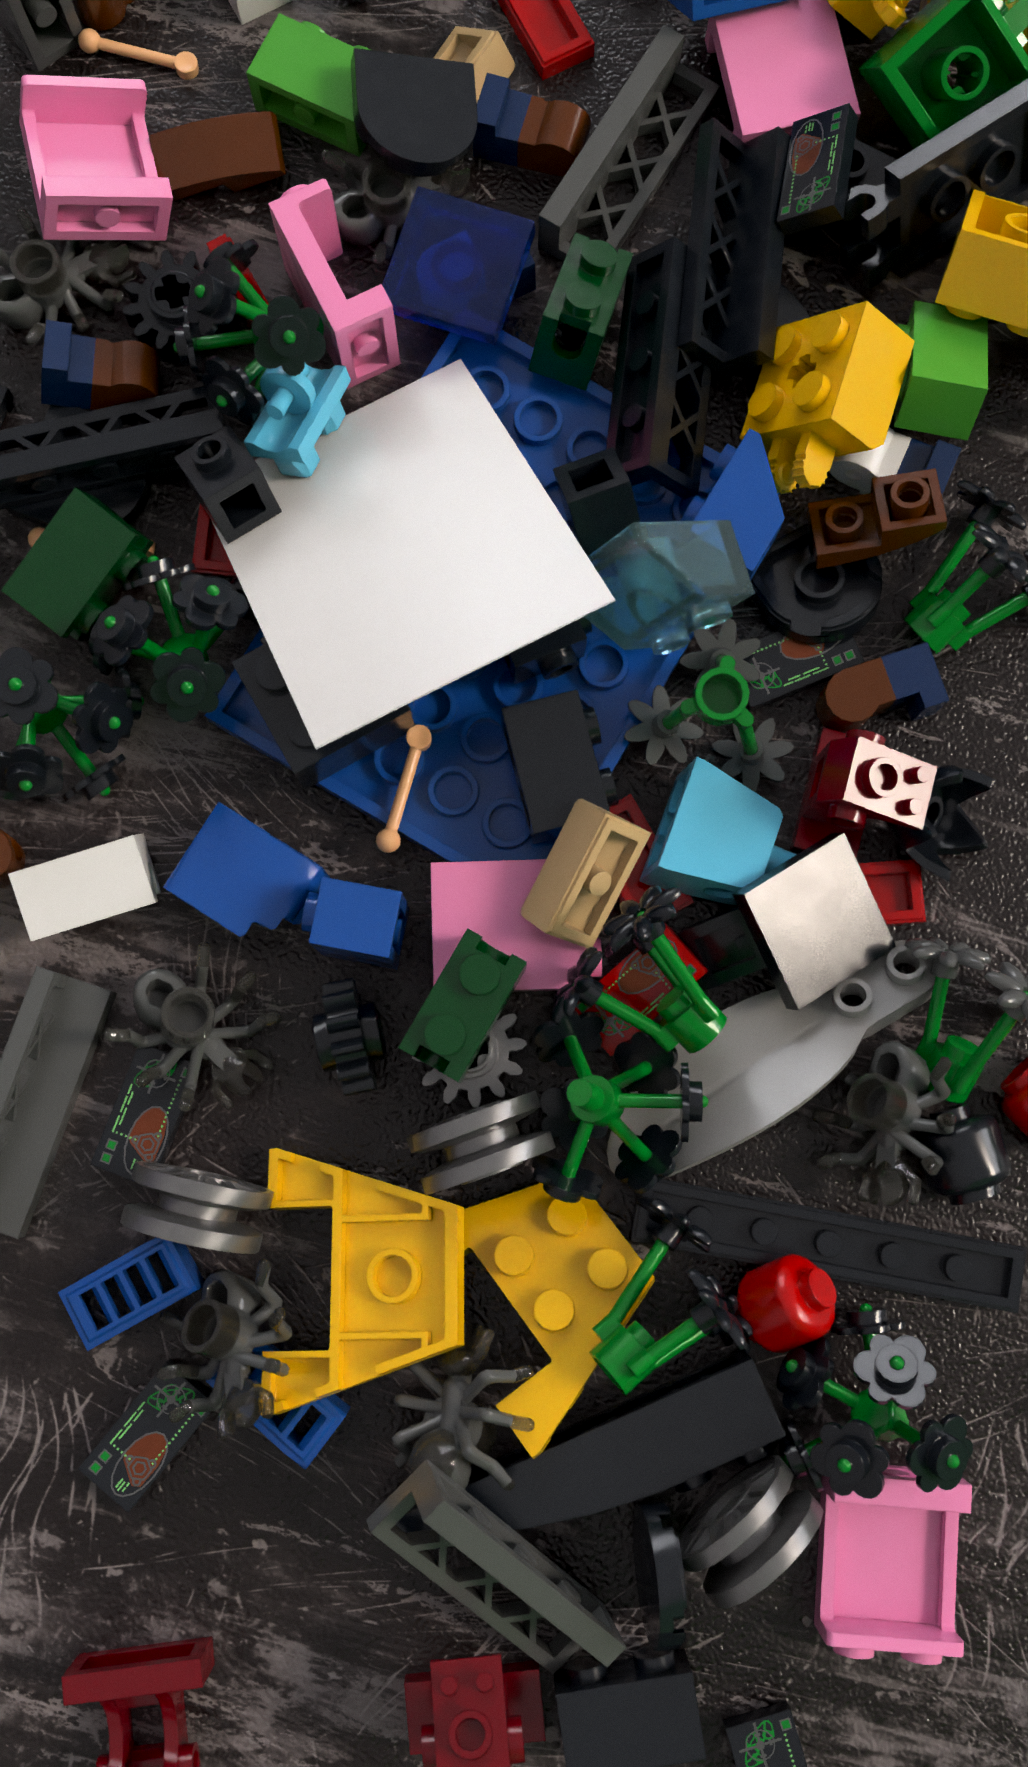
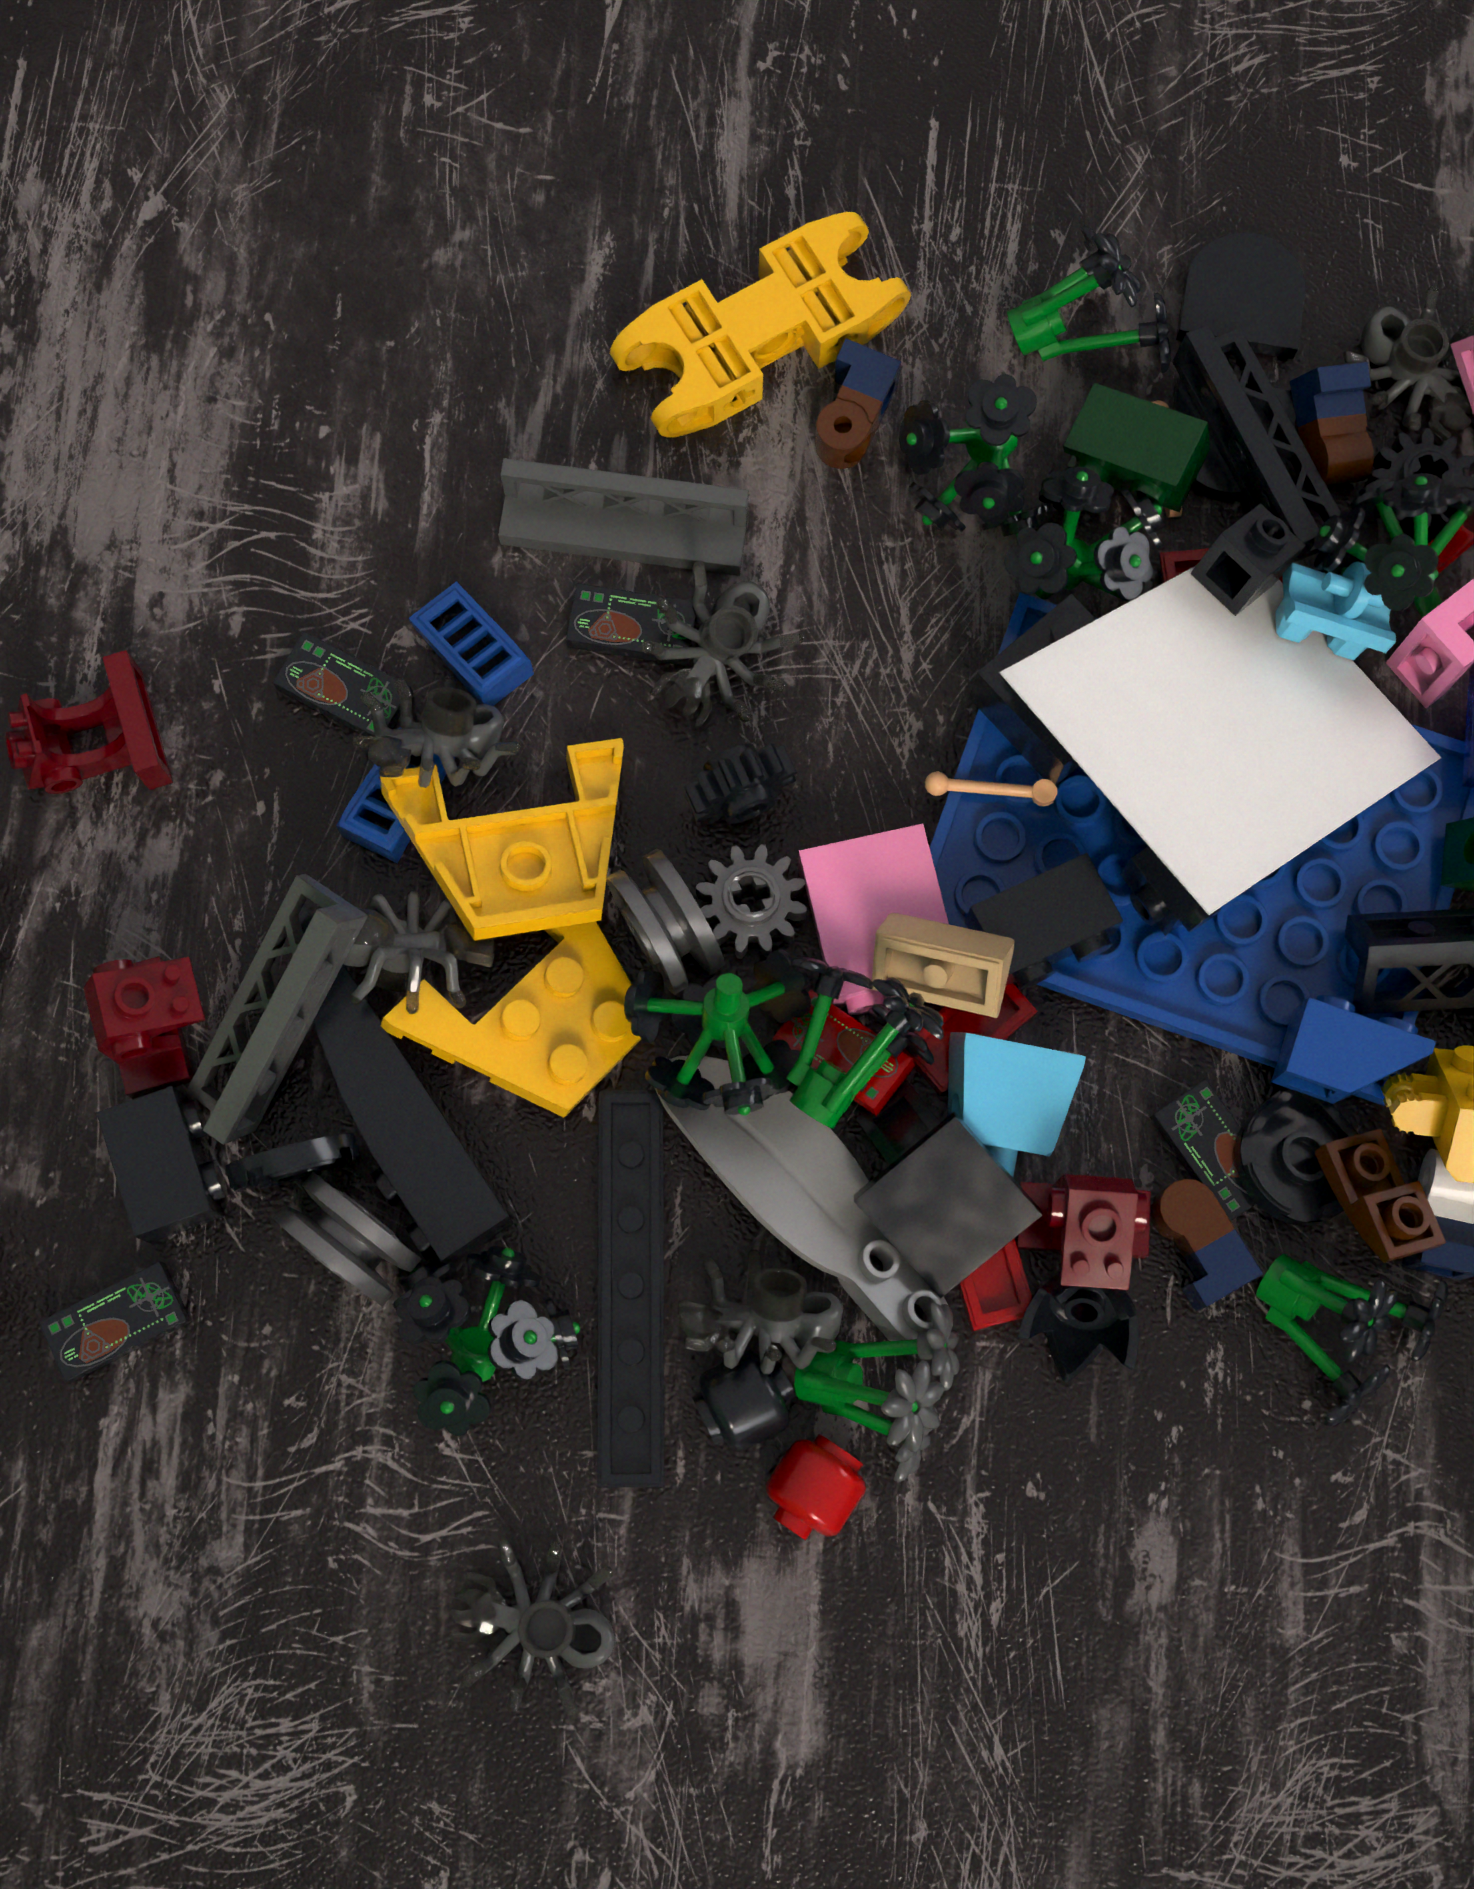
camera: 80 degrees right, 5 degrees down
(85, 886) = (834, 523): white hinge -> none
(196, 1208) = (556, 678): flat silver wheel -> none
(243, 874) = (874, 661): blue piece -> none
(356, 922) = (849, 768): blue brick -> none
(463, 1006) = (789, 872): dark green brick -> none
(596, 498) = (1316, 910): black brick -> none
(631, 1352) = (490, 1097): plant -> none
(669, 582) = (1249, 979): clear light blue slope -> none
(718, 700) = (1144, 1054): dark grey plant -> none
(787, 1303) = (566, 1244): red head -> none
(890, 1570) = (335, 1396): bright pink panel -> none

